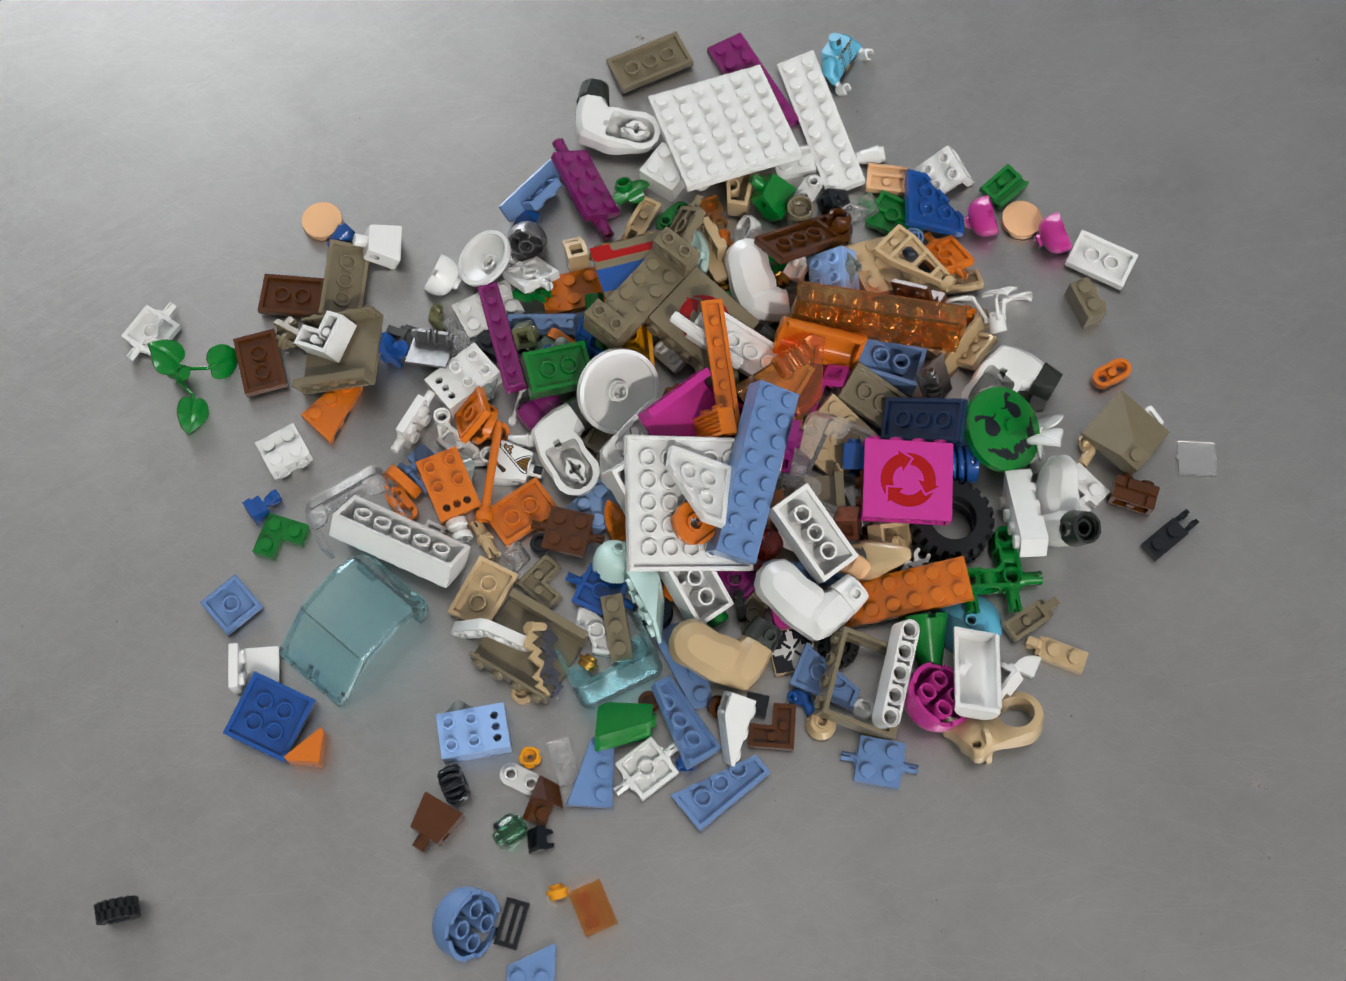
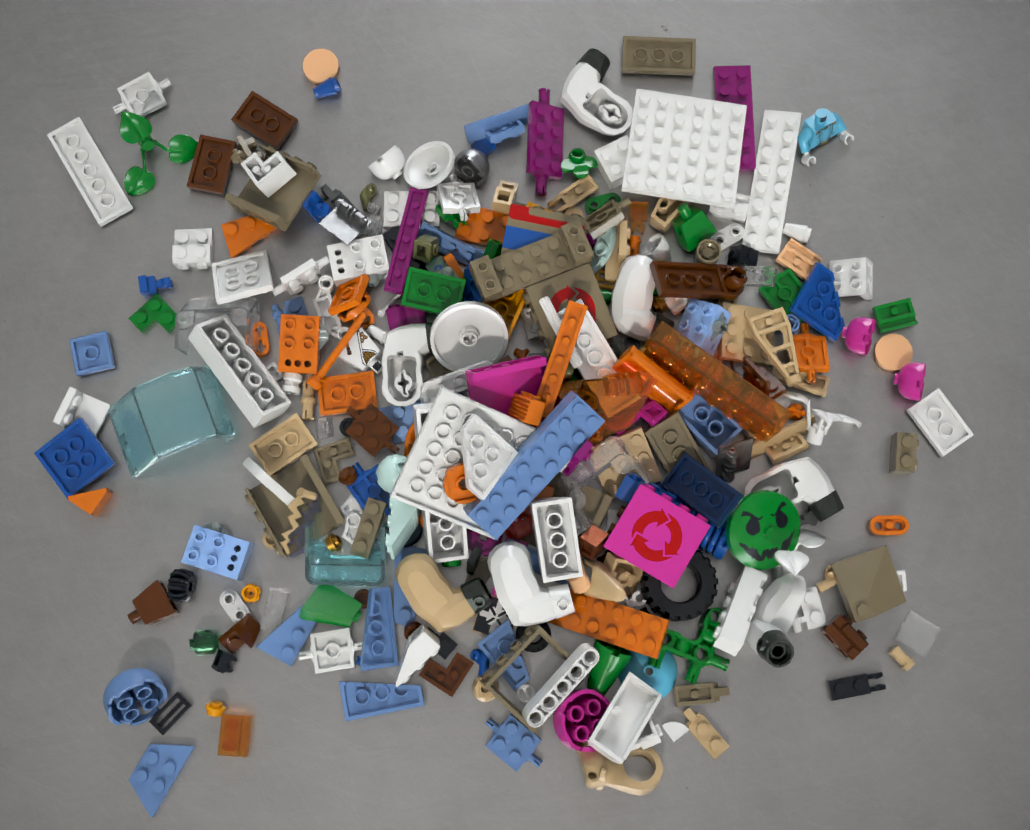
camera: 30 degrees right, 10 degrees up
(134, 429) = (90, 171): none -> white plate
(343, 278) = (311, 126): dark tan plate -> none
(353, 450) = (242, 277): none -> white plate
(381, 244) = (354, 111): white torso -> none
(403, 481) = (269, 321): orange beam -> none
(567, 589) = (347, 476): none -> reddish brown plate
(1196, 486) = (902, 658): none -> tan pin

